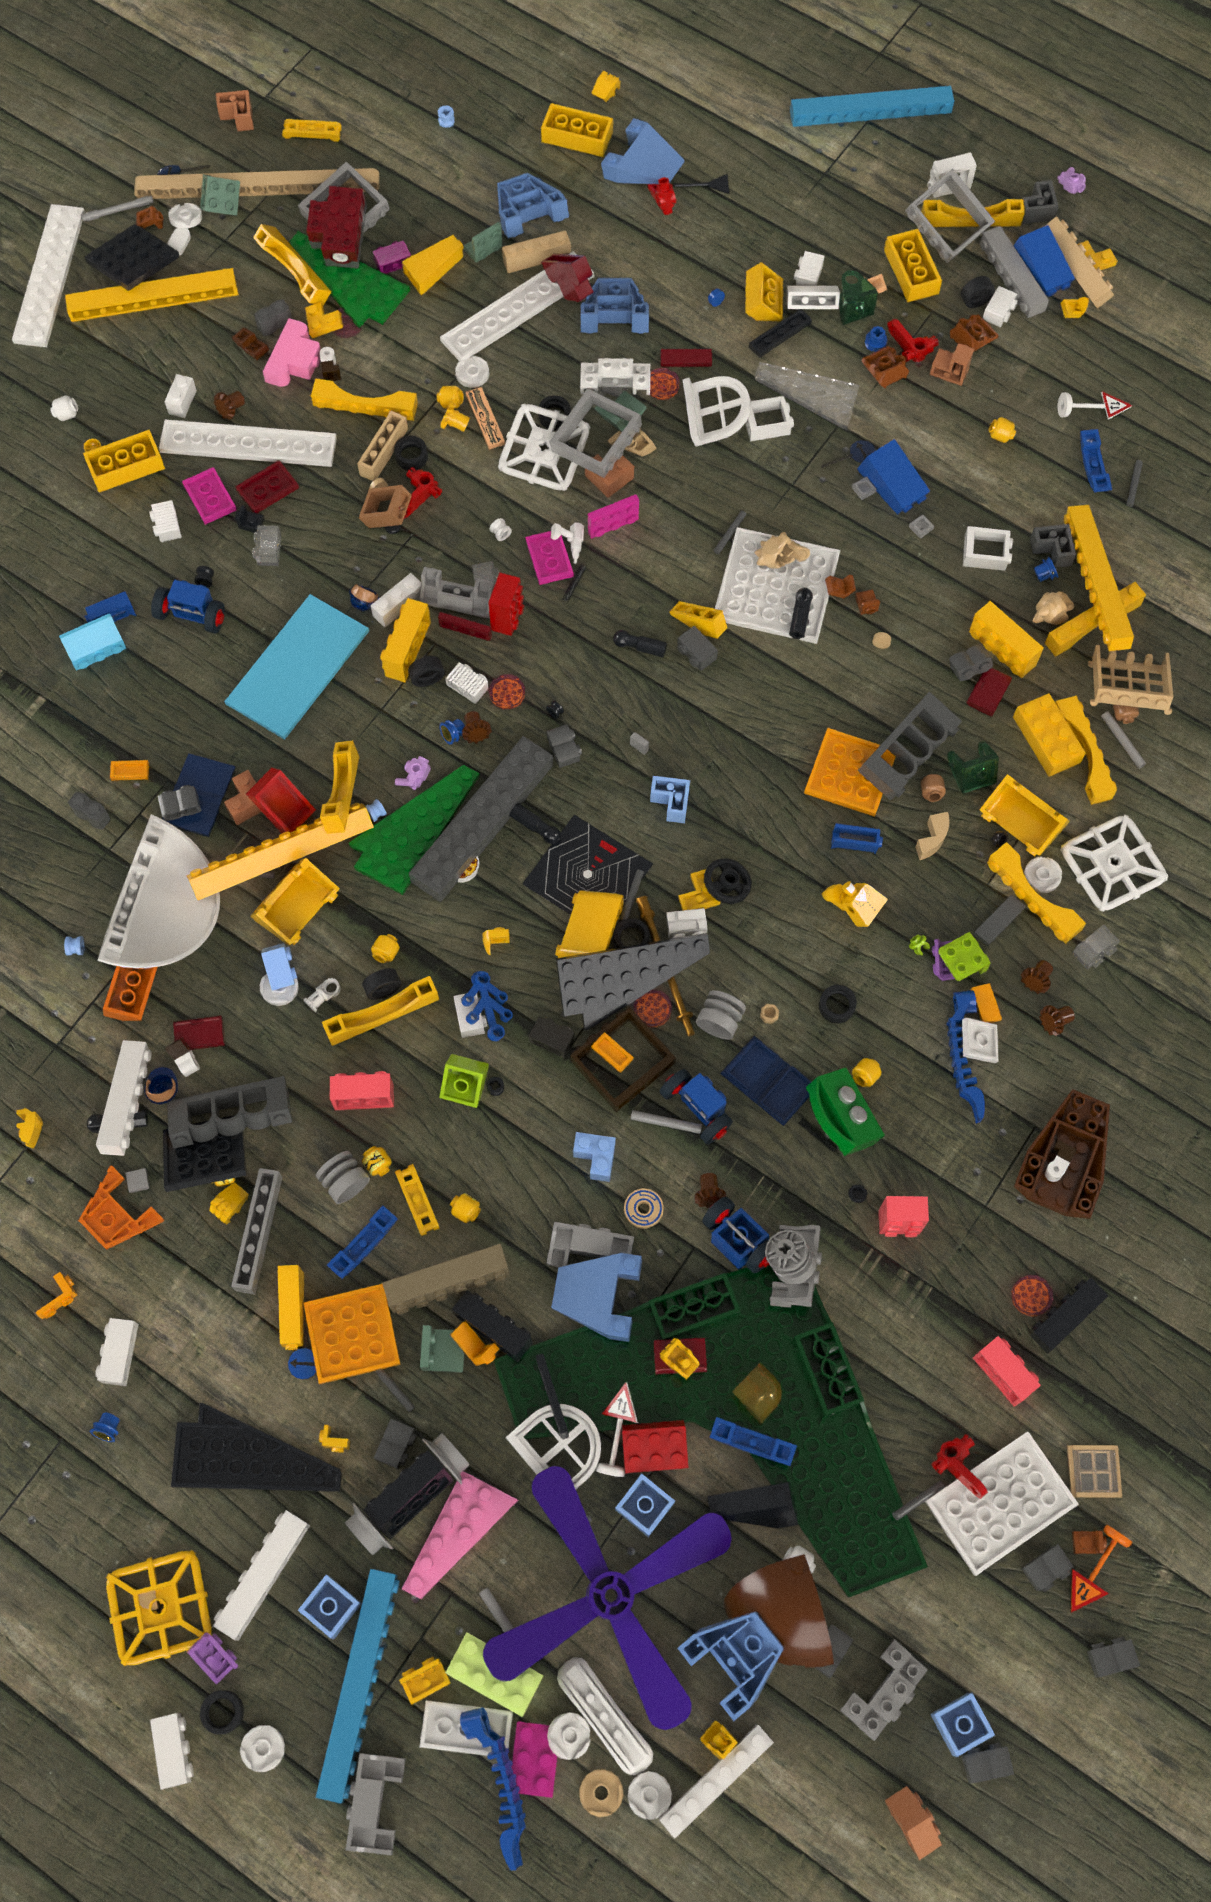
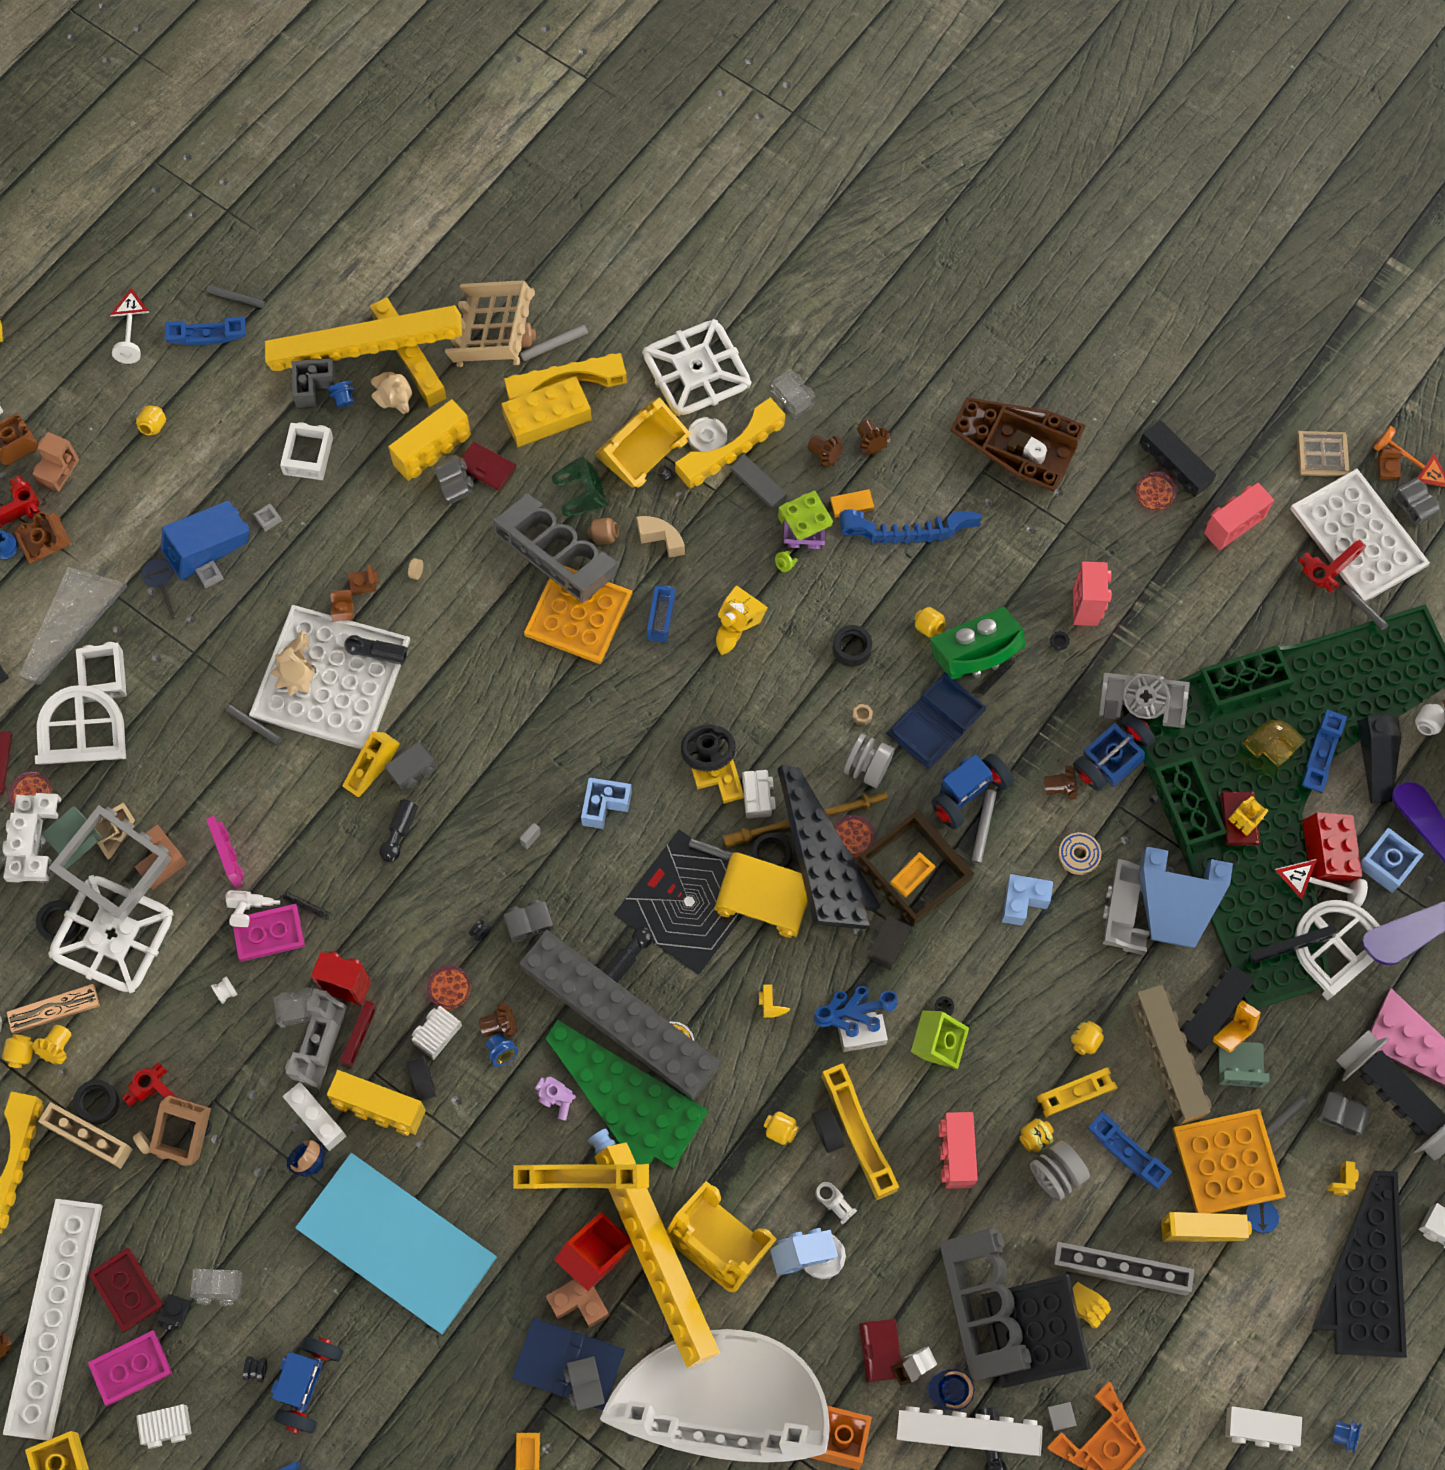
camera: 90 degrees left, 0 degrees up
(980, 1040) = (895, 510): white tile -> none

